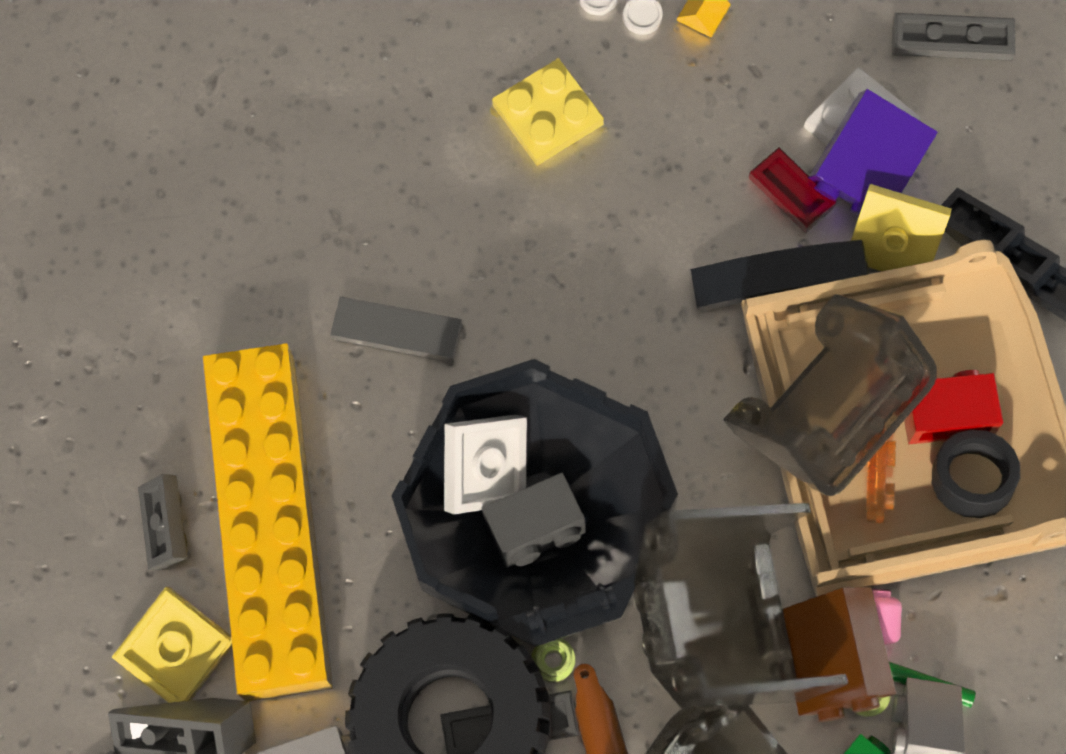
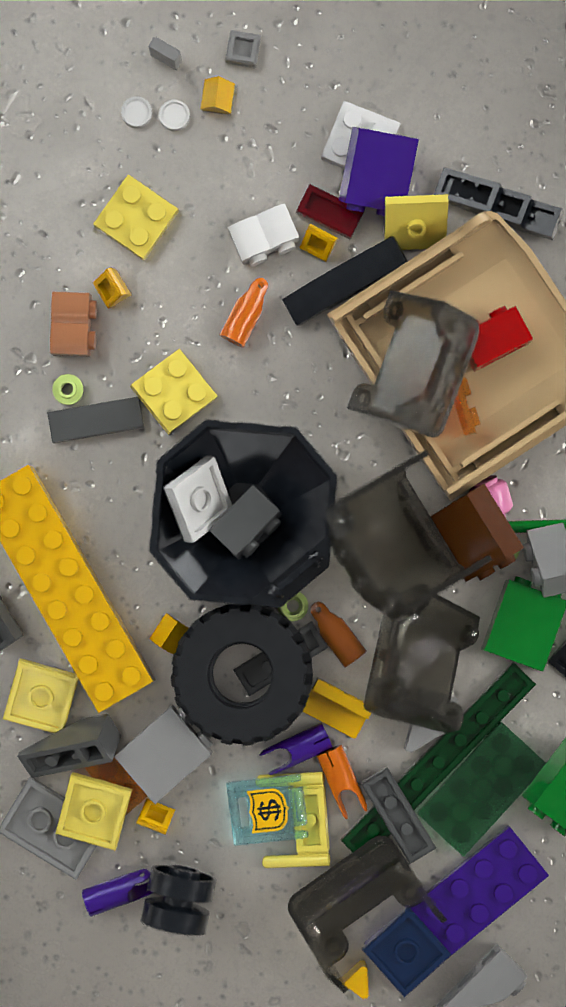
camera: 25 degrees left, 15 degrees up
(372, 629) = (168, 633): none -> yellow slope
(380, 290) = (77, 391): none -> yellowish green plate
(415, 203) = (72, 324): none -> nougat brick
(483, 180) = (111, 287): none -> yellow slope
(508, 327) = (173, 391): none -> light yellow plate
(636, 269) = (245, 314): none -> orange piece
(698, 184) = (264, 234): none -> white brick
(764, 219) = (318, 242): none -> yellow slope
(953, 36) = (402, 49): dark grey tile -> none
(979, 443) = (526, 355): black tyre -> none

